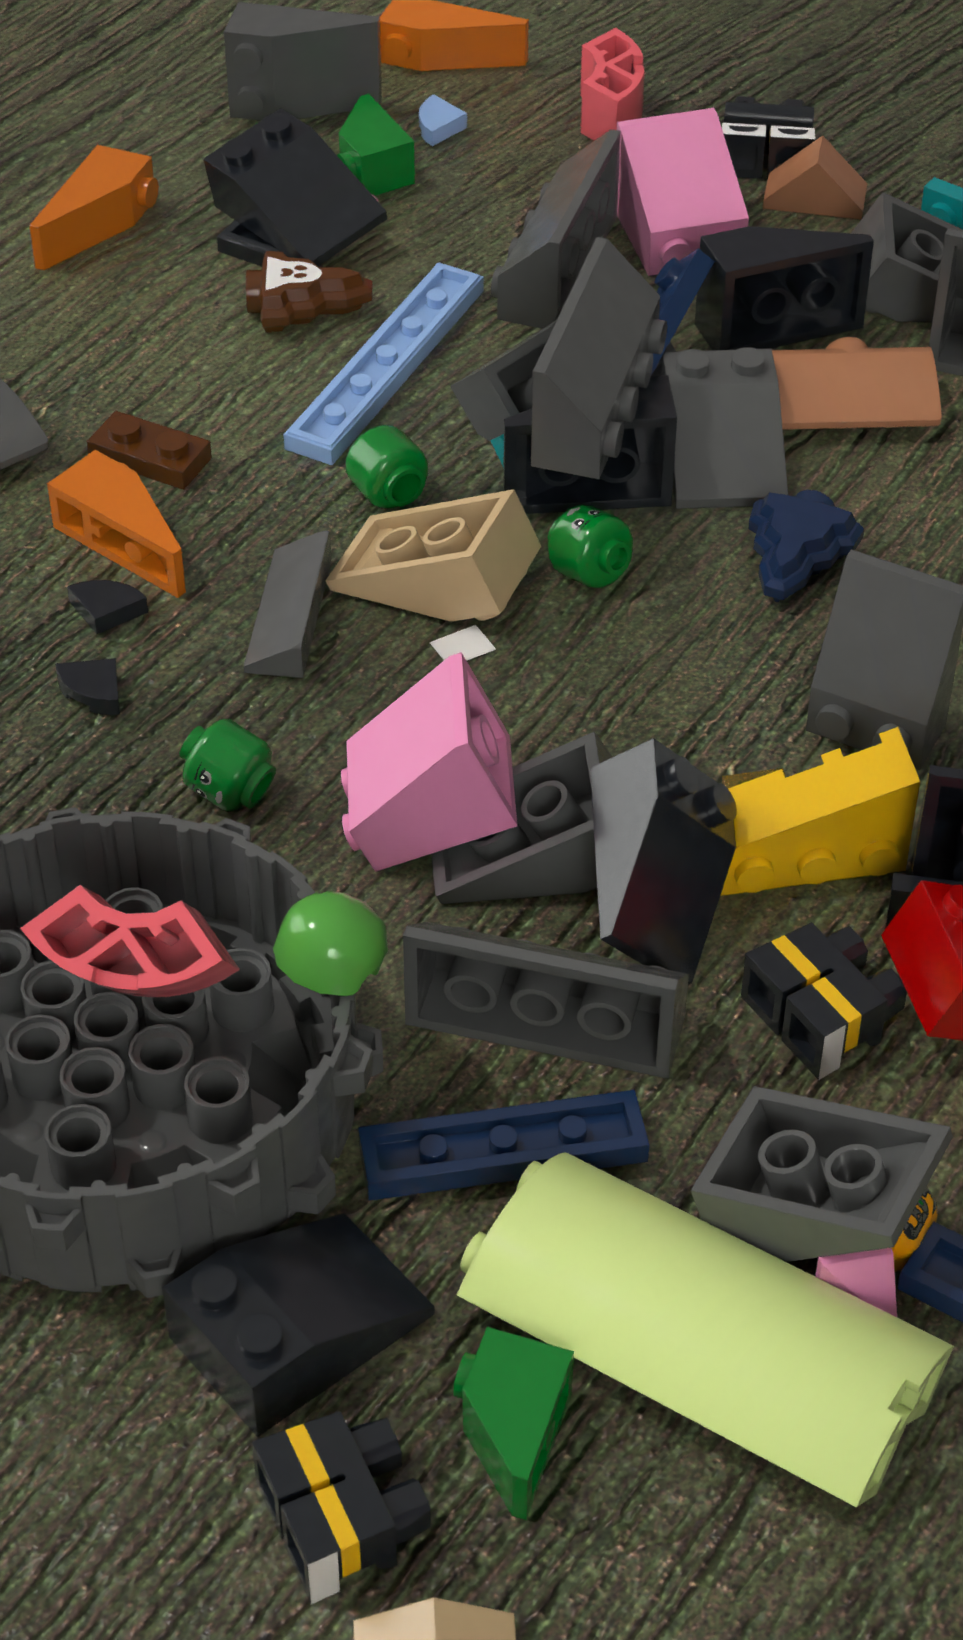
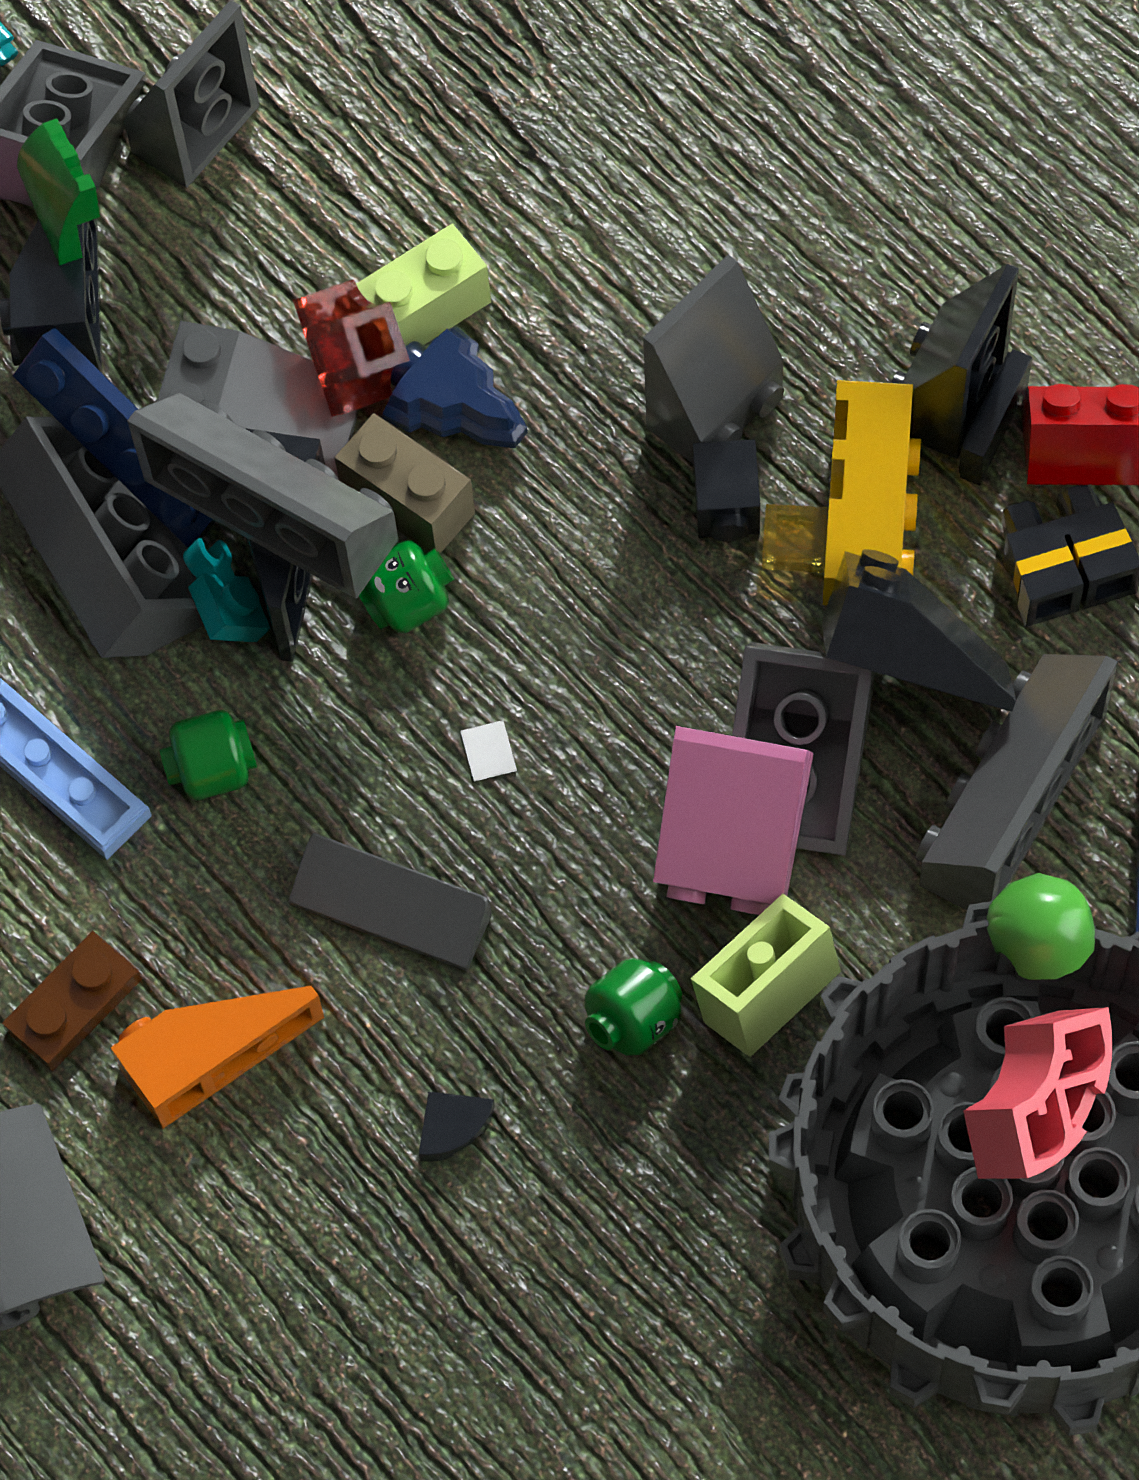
camera: 70 degrees left, 20 degrees up
(106, 603) = (324, 1090): black tile -> none
(289, 824) = (766, 974): none -> yellowish green brick
(441, 557) = (371, 741): tan slope -> none
(688, 525) = (424, 491): none -> dark tan brick
(781, 730) = (726, 489): none -> black brick
(798, 448) = (351, 345): none -> clear red brick
(827, 209) = (57, 188): none -> green slope
(857, 386) = (227, 257): nougat panel -> none
(888, 496) = (431, 285): none -> yellowish green brick

